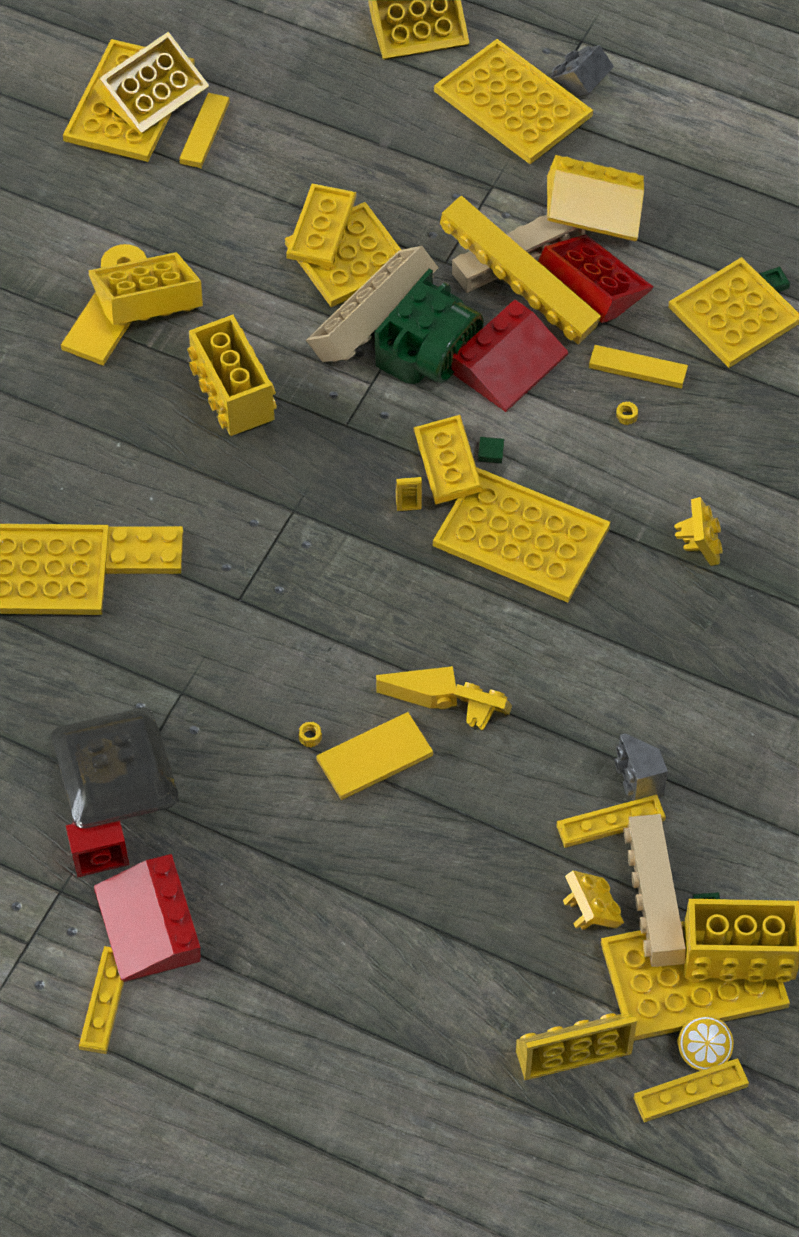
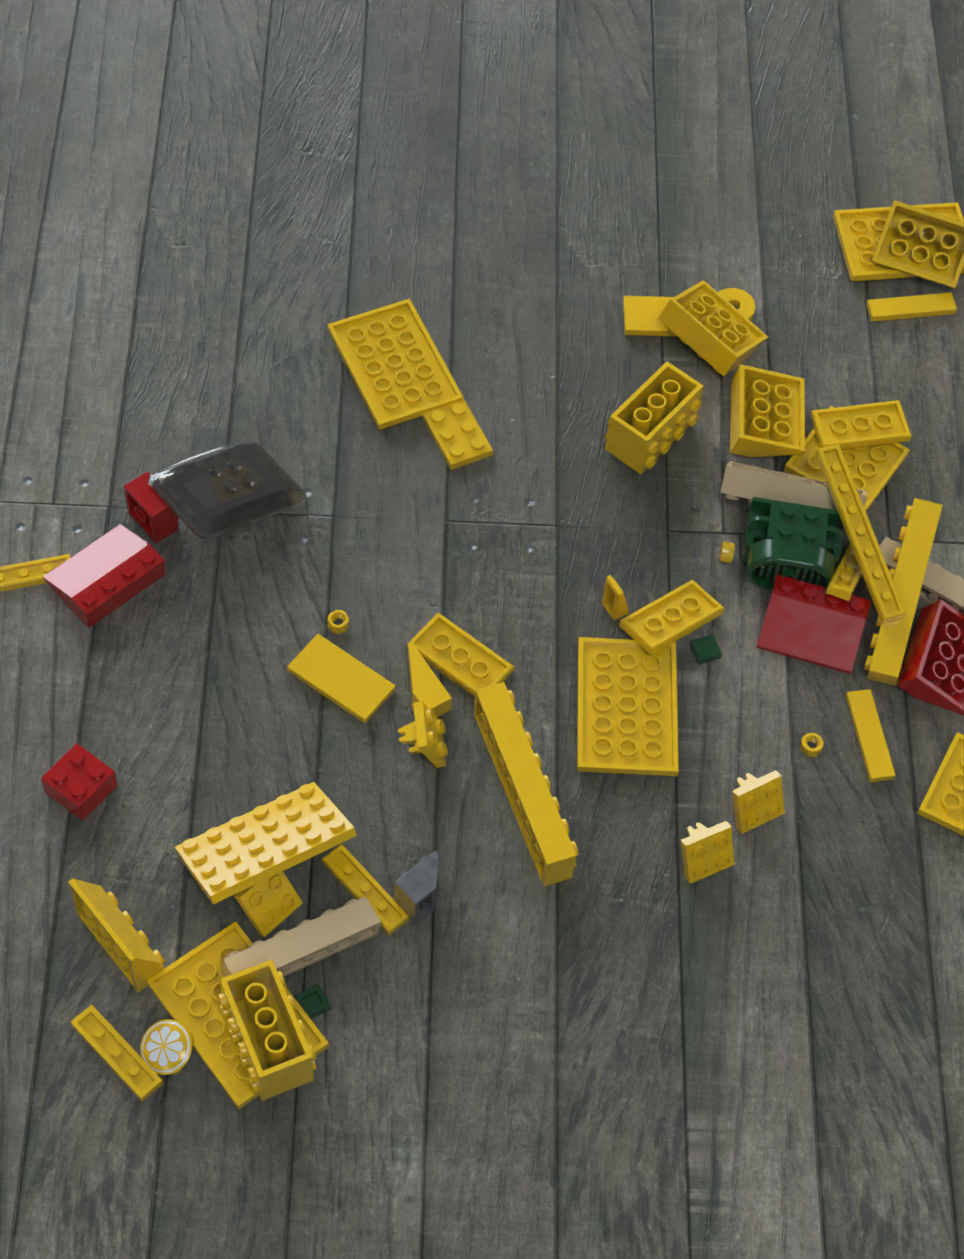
camera: 60 degrees right, 0 degrees up
(267, 290) = (766, 413): none -> yellow slope
(385, 1024) = (79, 781): none -> red brick
(398, 388) = (726, 552): none -> yellow axle
(401, 646) = (460, 655): none -> yellow tile
(455, 268) = (860, 533): none -> yellow tile
(491, 309) = (846, 576): none -> yellow tile
(536, 879) = (264, 842): none -> yellow plate
(570, 643) = (525, 784): none -> yellow brick
(669, 473) = (757, 800): none -> yellow plate

